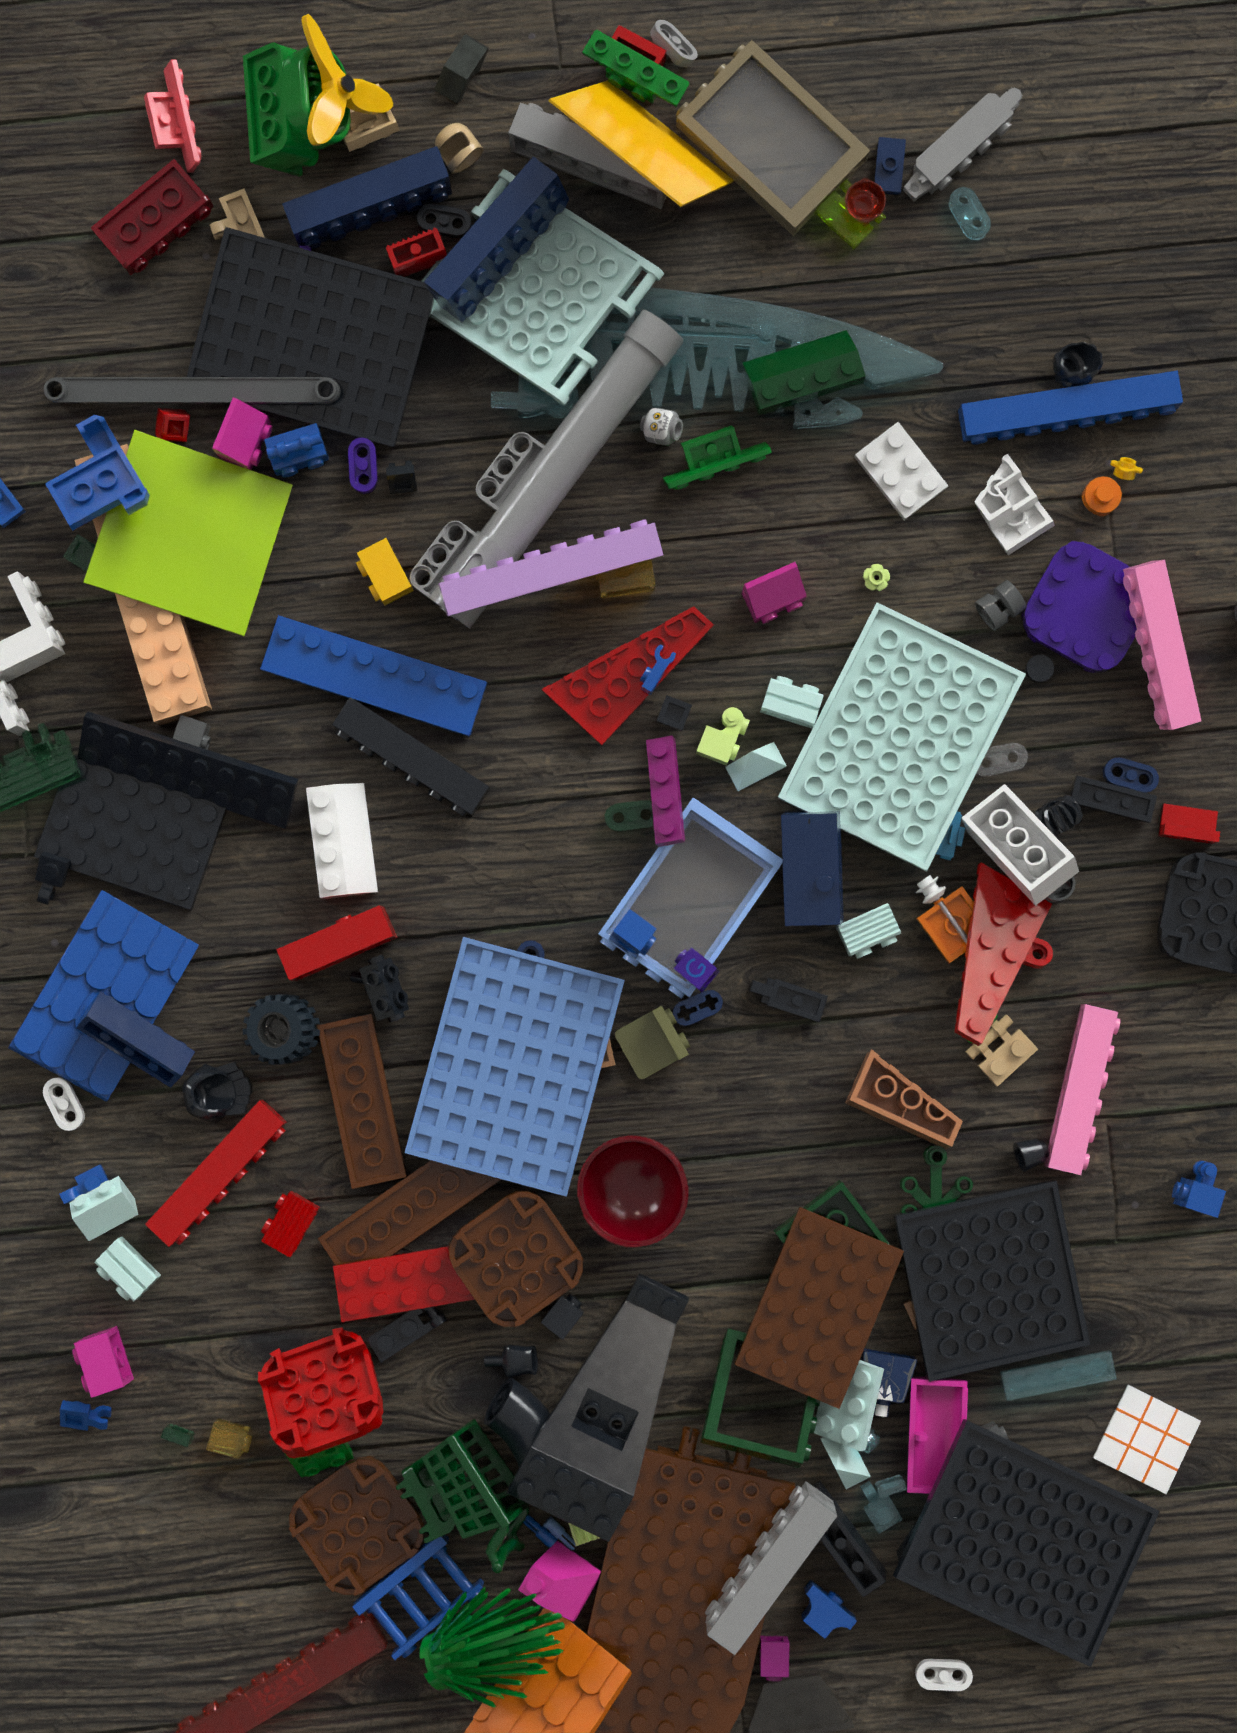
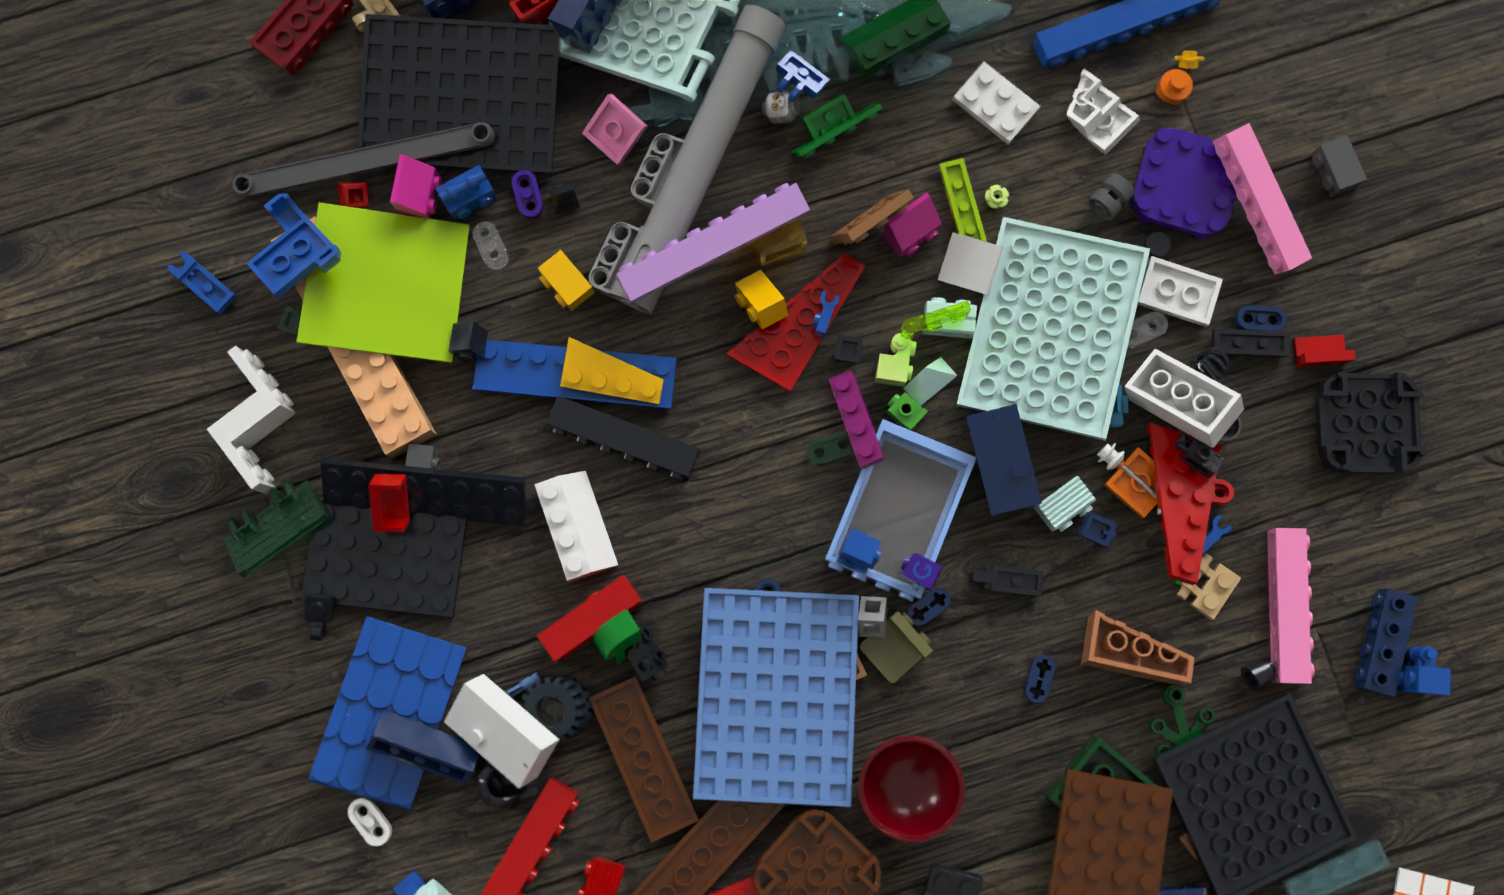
camera: 10 degrees left, 5 degrees down
(148, 775) = (389, 503): none -> red panel
(219, 1039) = (501, 730): none -> white brick
(254, 996) = (525, 684): none -> medium blue pin
(266, 617) = (468, 341): none -> black brick
(311, 512) = (490, 244): none -> clear plate
(359, 968) = (617, 636): none -> green brick
(407, 685) = (604, 374): none -> yellow wing
(472, 413) = (614, 129): none -> bright pink plate
(591, 639) = (760, 299): none -> yellow brick
(635, 1005) = (872, 616): none -> light grey brick
(690, 397) = (800, 74): none -> hinge
(725, 803) = (905, 420): none -> bright green brick
(730, 576) = (873, 217): none -> medium nougat plate
(772, 702) = (935, 319): none -> clear neon green plate
(791, 1105) = (1033, 677): none -> dark blue beam
(828, 647) = (970, 263): none -> white slope
(836, 582) = (961, 199): none -> lime plate
(895, 965) = (1097, 530): none -> dark blue bracket
(1018, 997) = (1214, 533): none -> blue plate
(1020, 909) = (1198, 455): none -> black piece
(1049, 725) = (1179, 291): none -> white plate
(1173, 1149) = (1385, 642): none -> dark blue brick

